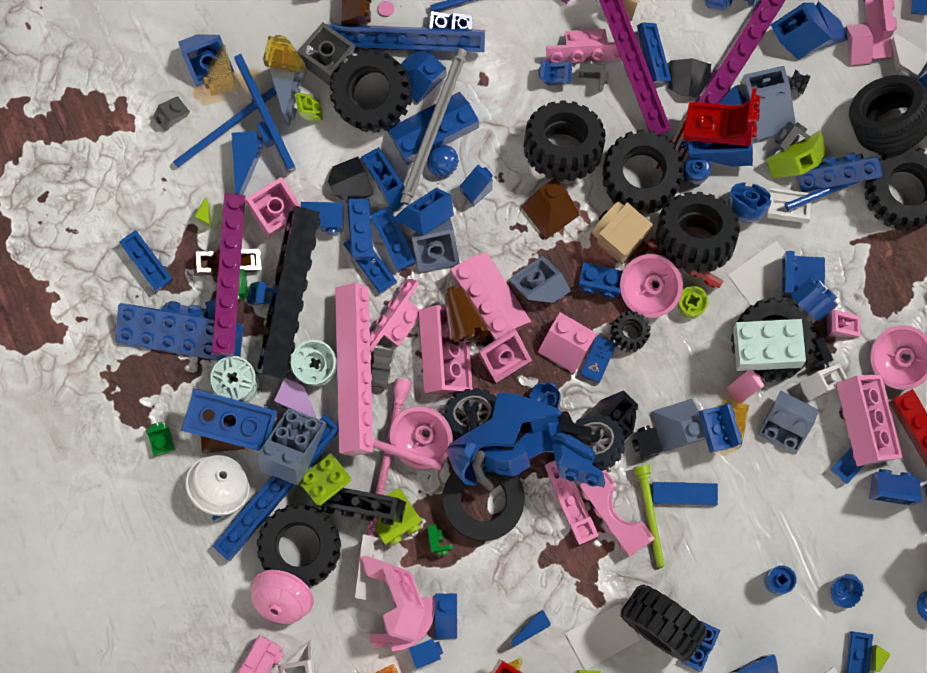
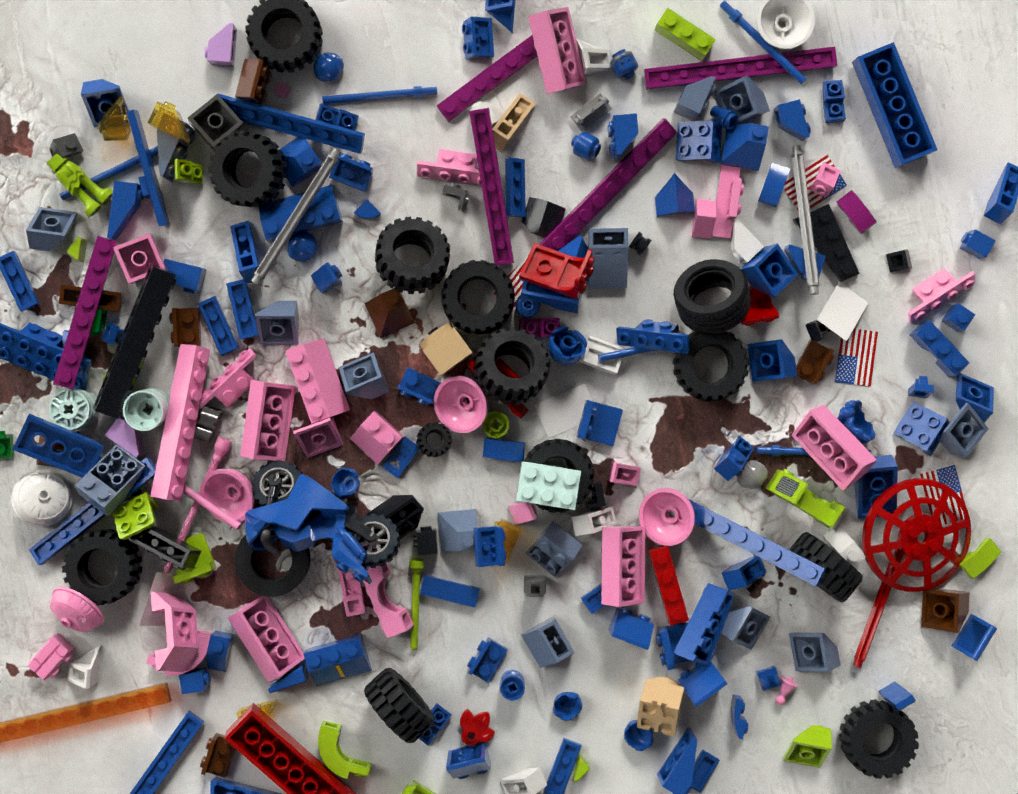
camera: 10 degrees right, 10 degrees up
(171, 198) = (49, 228): none -> sand blue slope
(185, 140) = (72, 177): none -> lime piece
(336, 269) = (185, 326): none -> reddish brown bracket
(349, 180) = (215, 246): black slope -> none
(360, 229) = (214, 294): blue plate -> none
(427, 211) = (274, 294): blue slope -> none
(435, 538) = (222, 586): green bracket -> none
(463, 318) = (286, 398): reddish brown cone -> none
(479, 74) = (352, 172): none -> blue bracket
(495, 587) = (266, 638): none -> bright pink slope
(503, 110) = (367, 211): none -> blue tile
(555, 73) = (421, 186): blue bracket -> none
(580, 596) = (337, 660): none -> blue slope
(601, 637) = (346, 697): white sticker -> none
(707, 326) = (503, 449): none -> blue slope
(719, 187) = (539, 326): none -> magenta slope
(744, 560) = (487, 659): none -> blue bracket
(750, 636) = (478, 725): none -> red plate
(777, 465) = (534, 585): none -> dark grey leg
(789, 133) = (617, 291): dark grey bracket -> none
(798, 158) = (622, 314): lime slope -> none
(802, 30) = (653, 197): blue slope -> none
(808, 525) = (548, 642): none -> sand blue slope
(815, 299) = (602, 448): blue brick -> none

